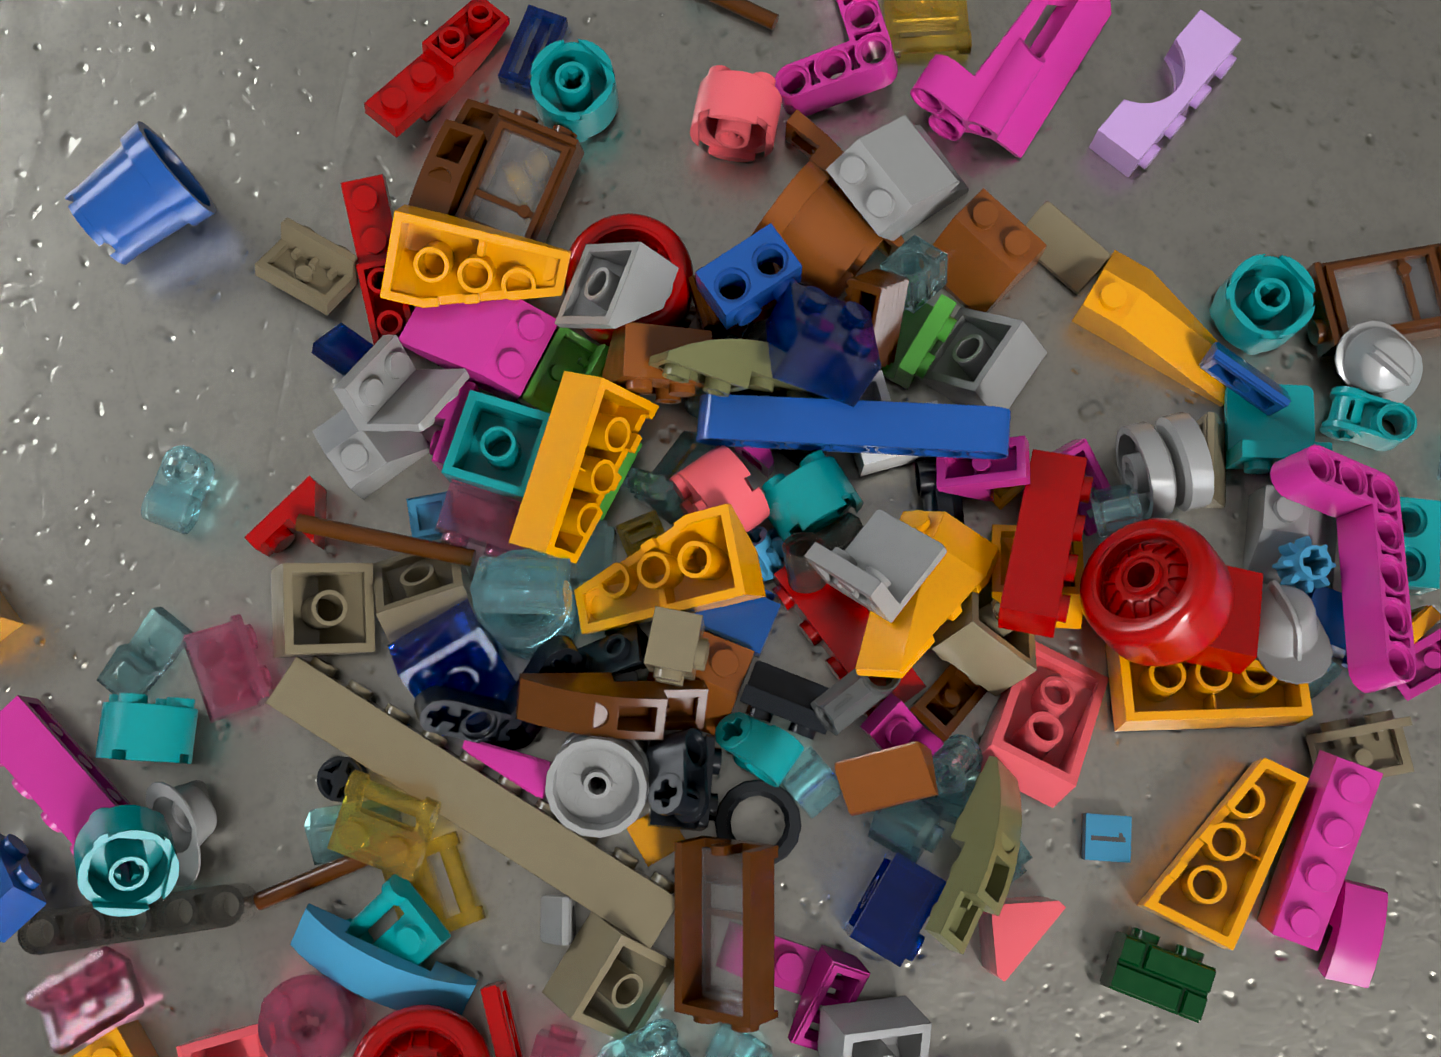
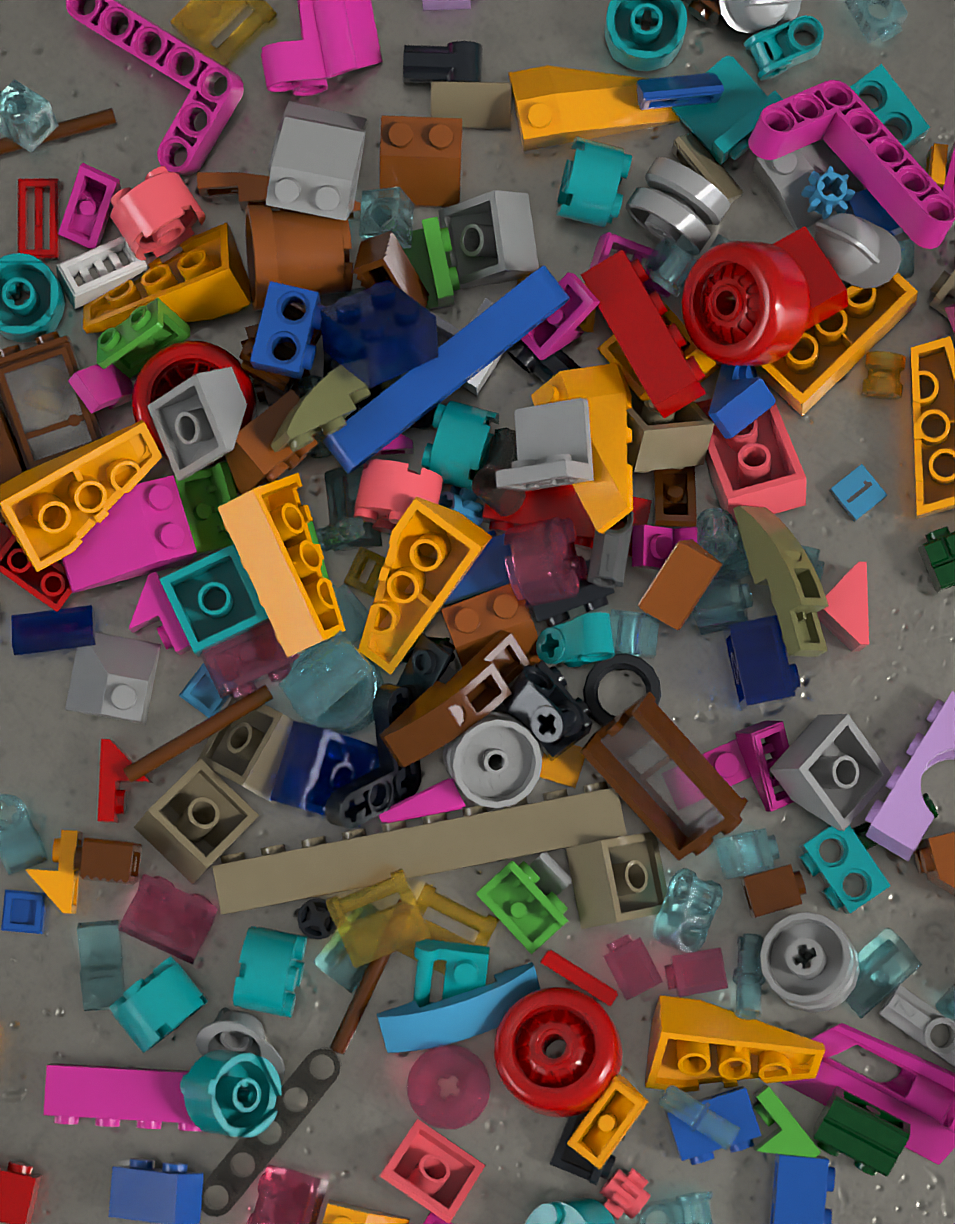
camera: 45 degrees left, 5 degrees up
(130, 559) = (24, 911): none -> blue tile
(176, 563) = (63, 884): none -> light orange slope
(221, 577) = (108, 860): none -> reddish brown brick
(258, 785) = (269, 971): none -> teal brick
(391, 395) = (111, 630): light grey bracket -> none
(514, 926) = (523, 905): none -> bright green bracket
(569, 203) = (102, 387): none -> dark pink slope
(623, 74) = (39, 185): none -> red tile
(636, 192) = (140, 337): none -> bright green bracket
(639, 133) = (107, 281): none -> white slope
(676, 646) = (468, 622): dark tan brick -> none
(684, 69) = (89, 206): none -> dark pink slope
(709, 195) = (195, 284): none -> light orange wedge
(789, 655) = (544, 561): none -> clear pink brick
(1075, 668) = (738, 399): none -> blue slope
(1083, 204) = (451, 63): none -> black piece
(1108, 386) = (592, 182): none -> teal brick
(1216, 759) = (883, 375): none -> clear yellow wheel

